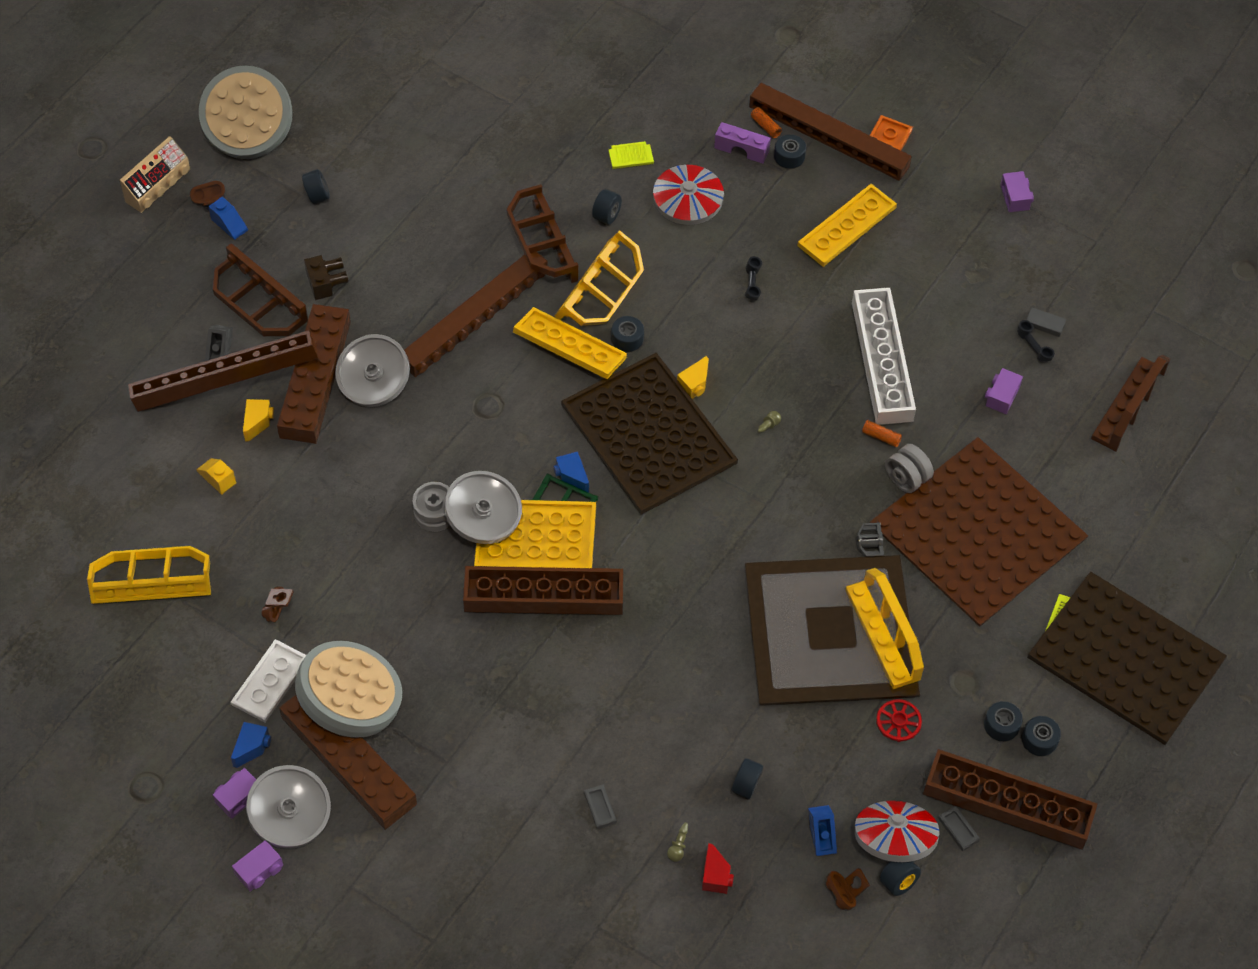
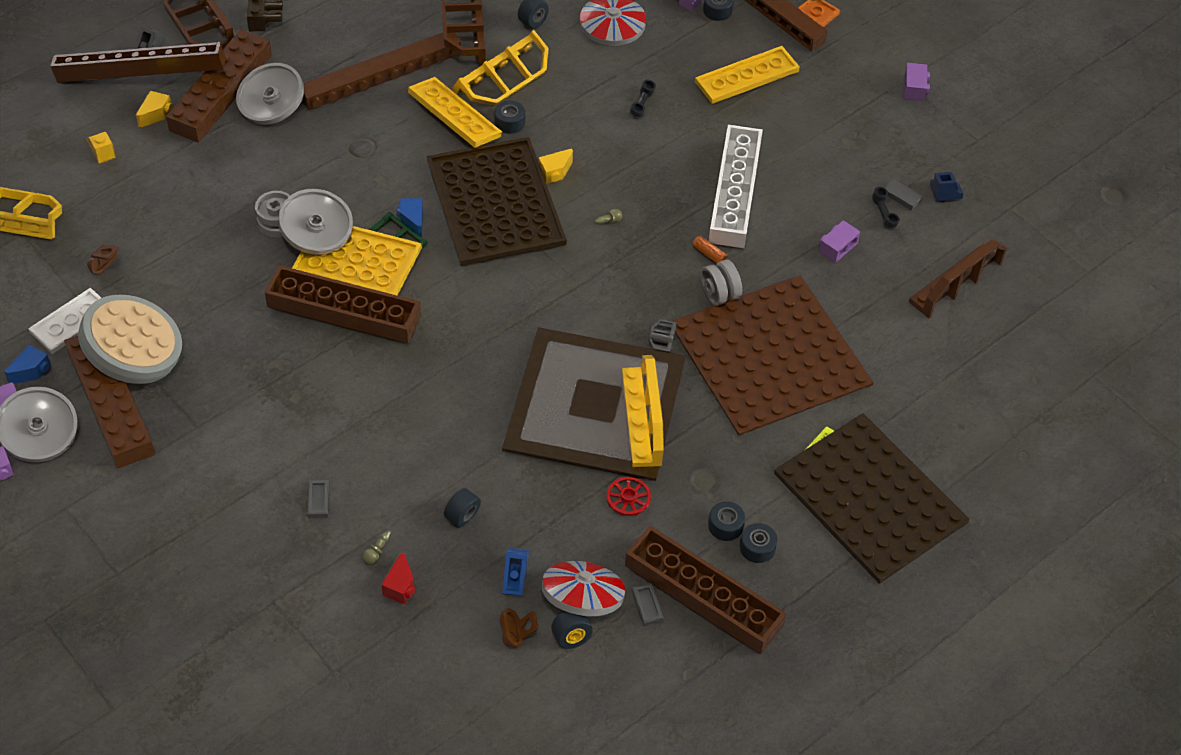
camera: 15 degrees right, 5 degrees down
(1085, 304) = (945, 187): none -> dark blue brick

